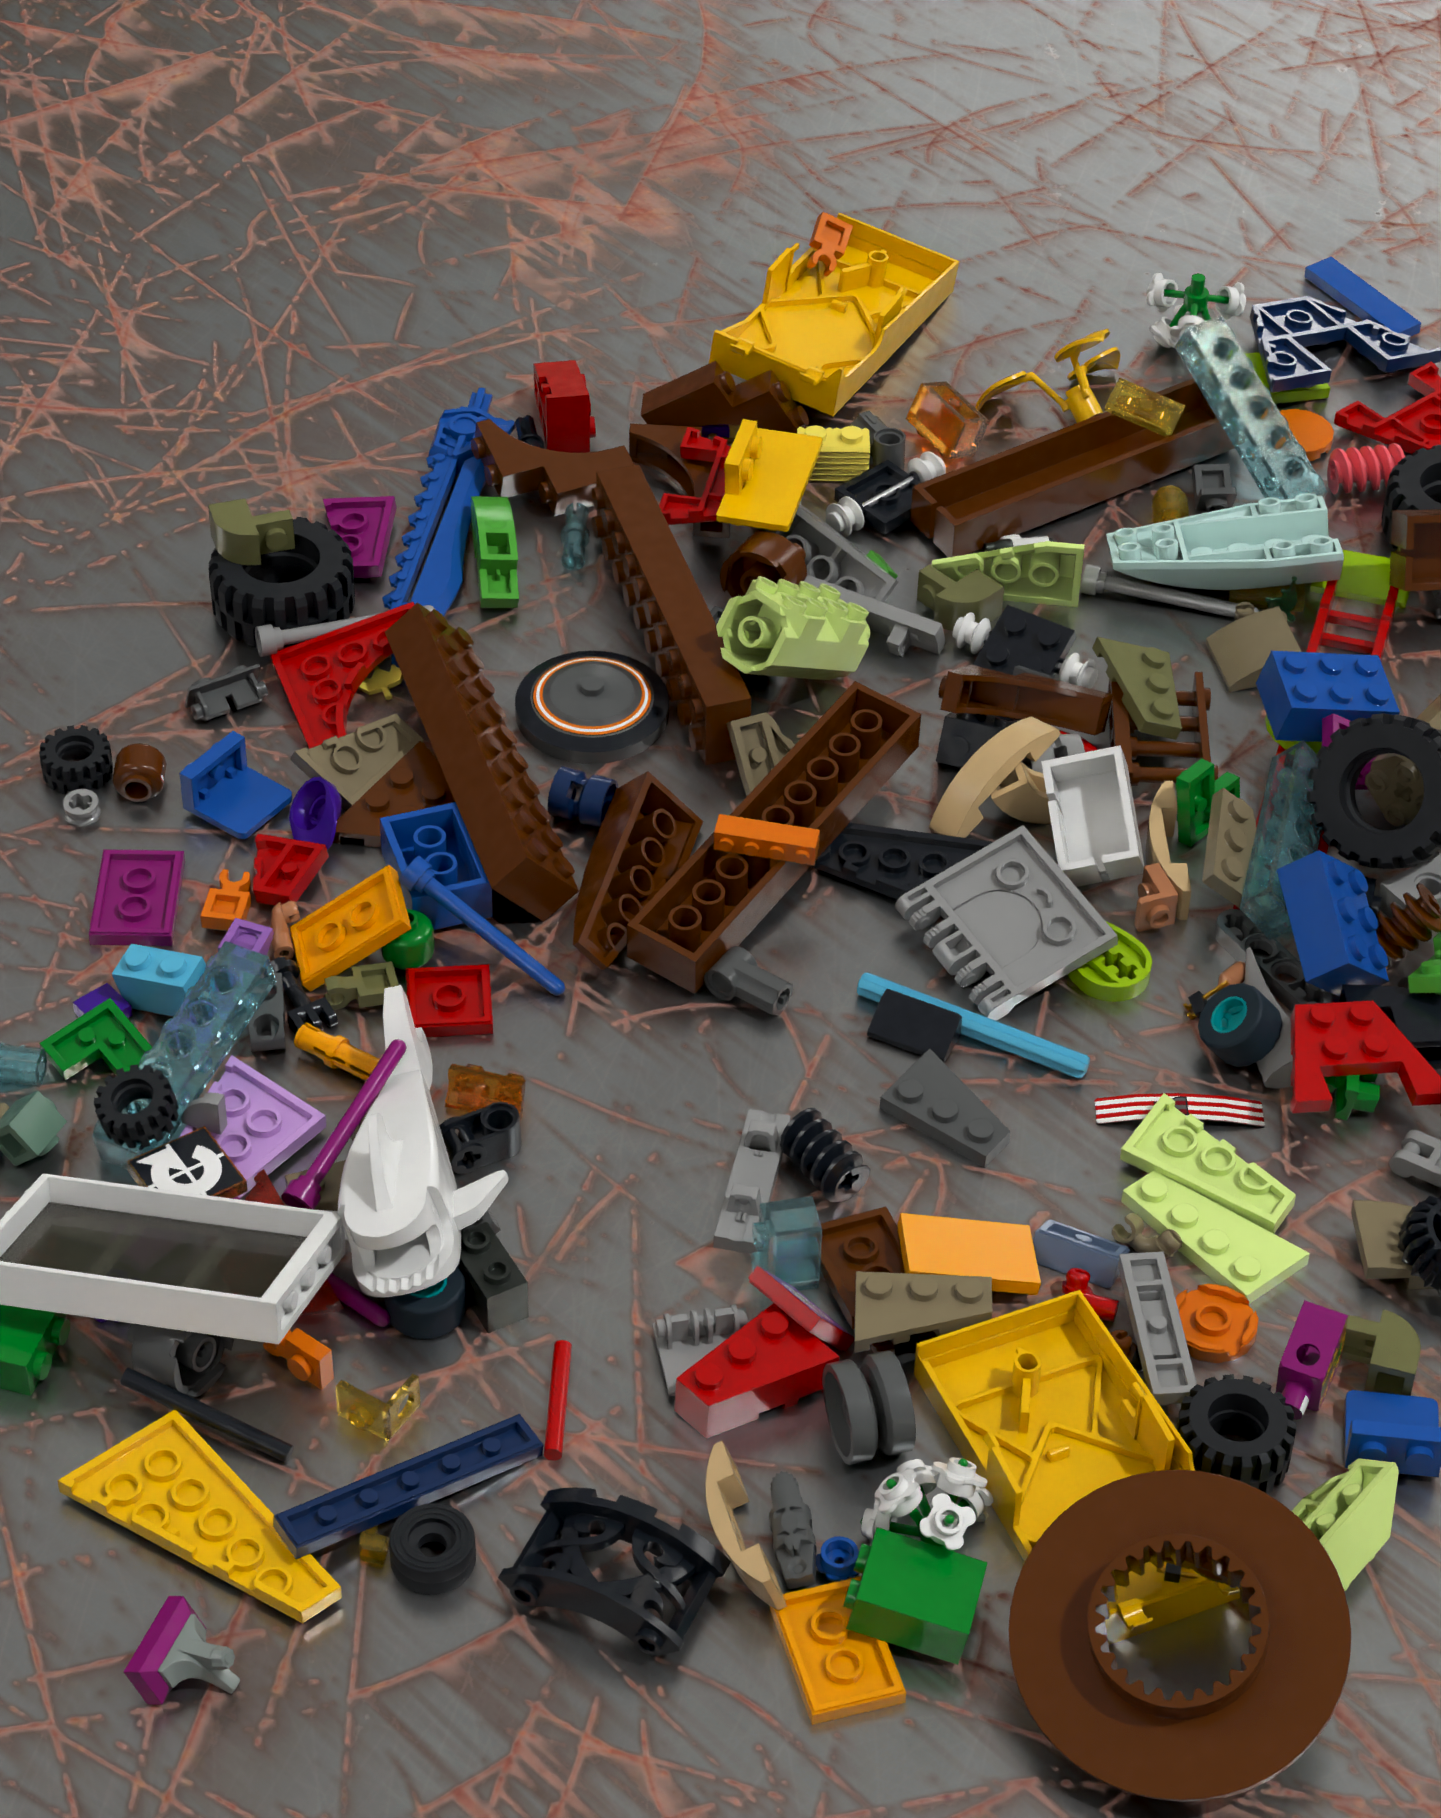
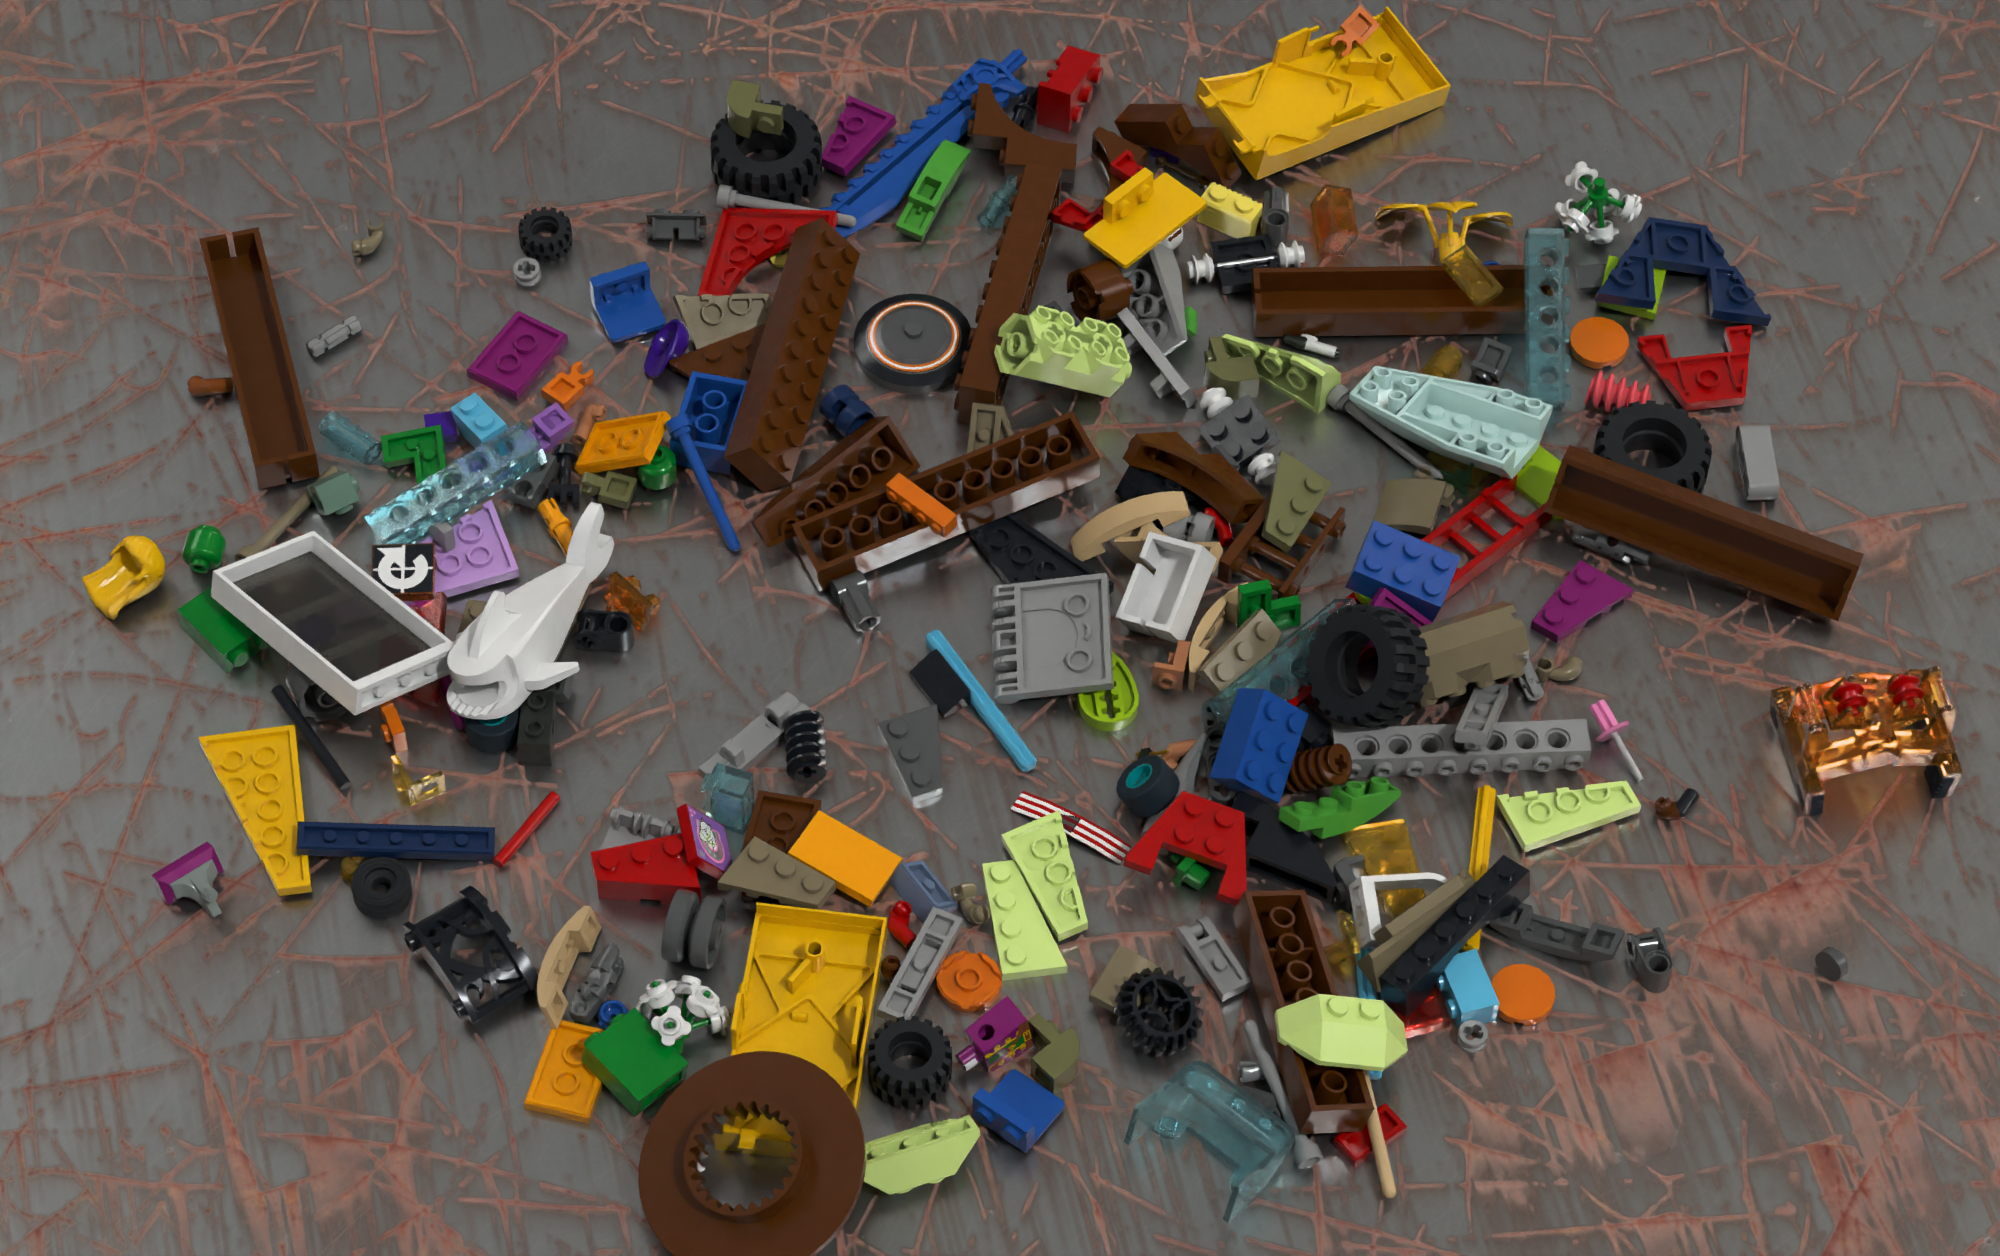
camera: 30 degrees right, 10 degrees up
(129, 1087) = (390, 498): black tyre -> none
(139, 772) = (578, 262): reddish brown head -> none
(285, 868) = (620, 378): red wing -> none
(305, 1189) = (462, 616): magenta piece -> none
(451, 1000) = (659, 523): red tile -> none
(1360, 296) = (1752, 245): blue tile -> none

